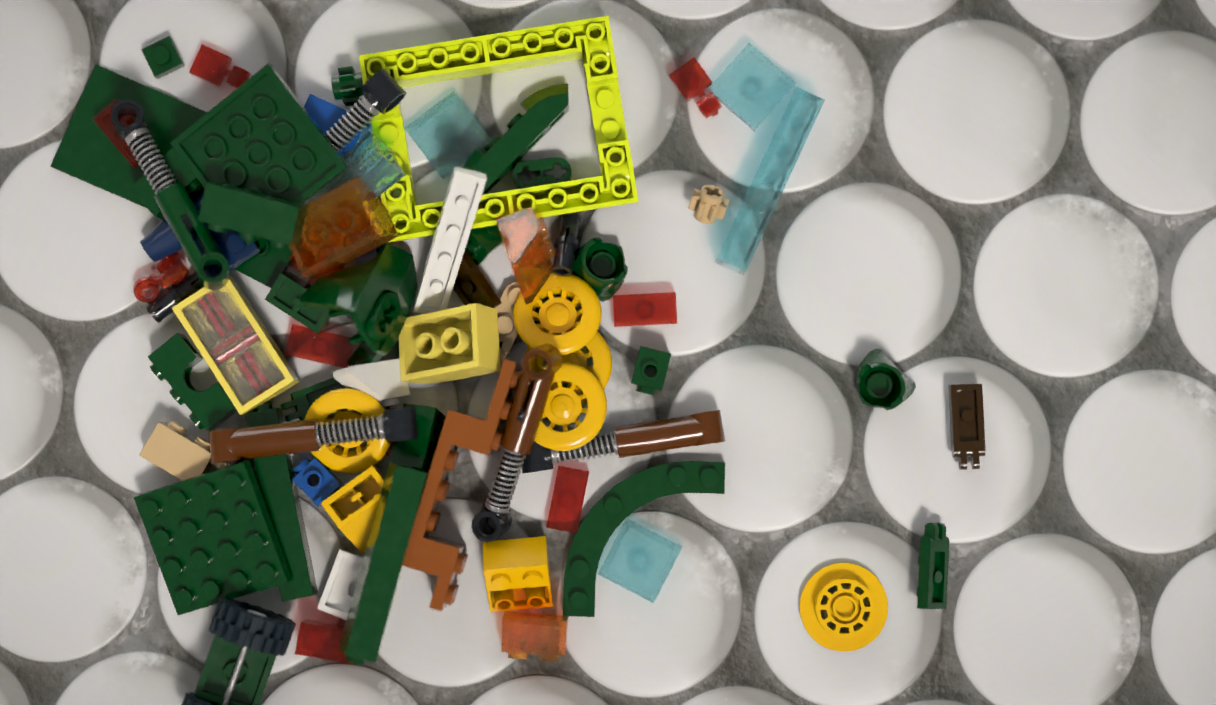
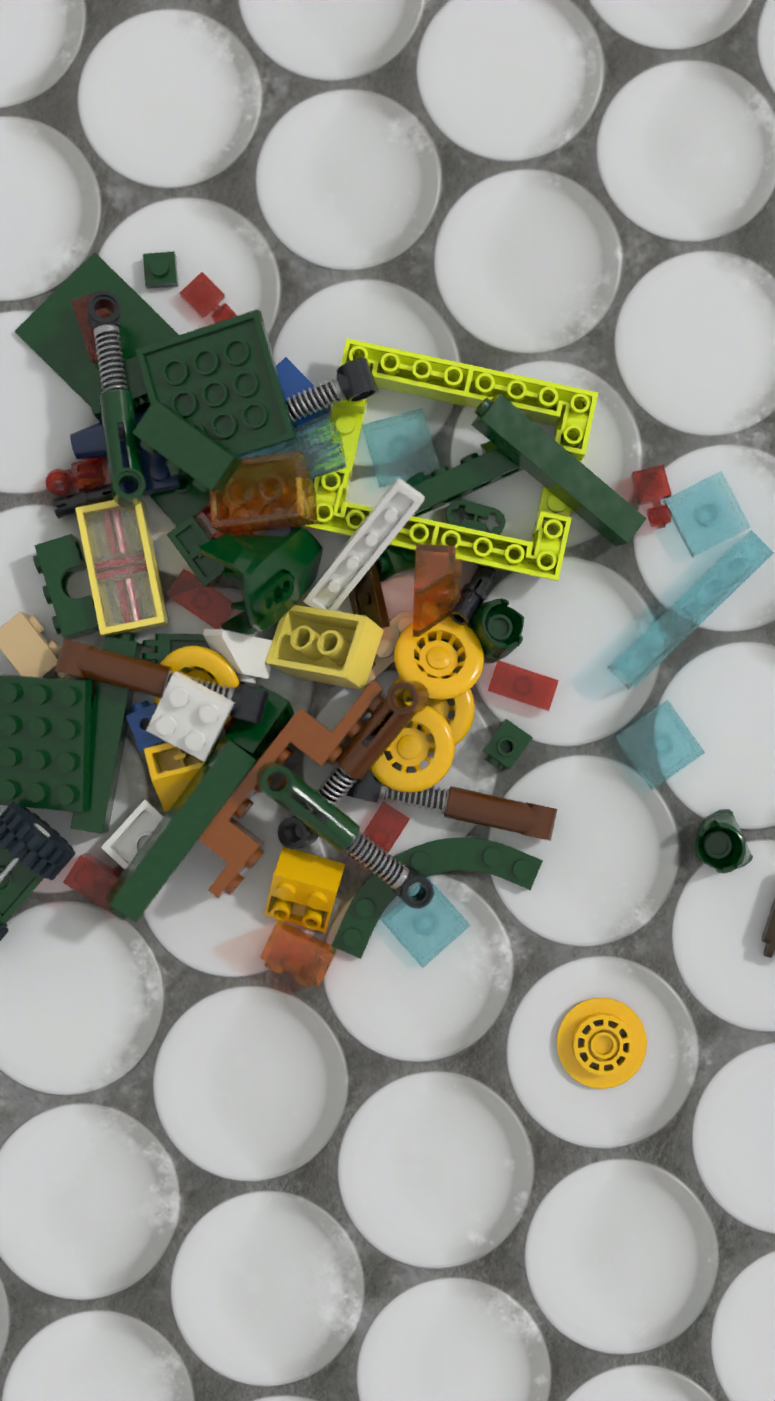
camera: 15 degrees right, 0 degrees up
(347, 85) = (324, 363): dark green gear -> none
(351, 456) = (190, 716): none -> white plate
(531, 508) = (343, 834): none -> piece
(598, 101) = (557, 470): none -> dark green brick
(708, 204) = (622, 609): tan gear -> none
(790, 314) = (659, 744): none -> clear light blue plate
(933, 567) = (702, 1039): dark green hinge -> none

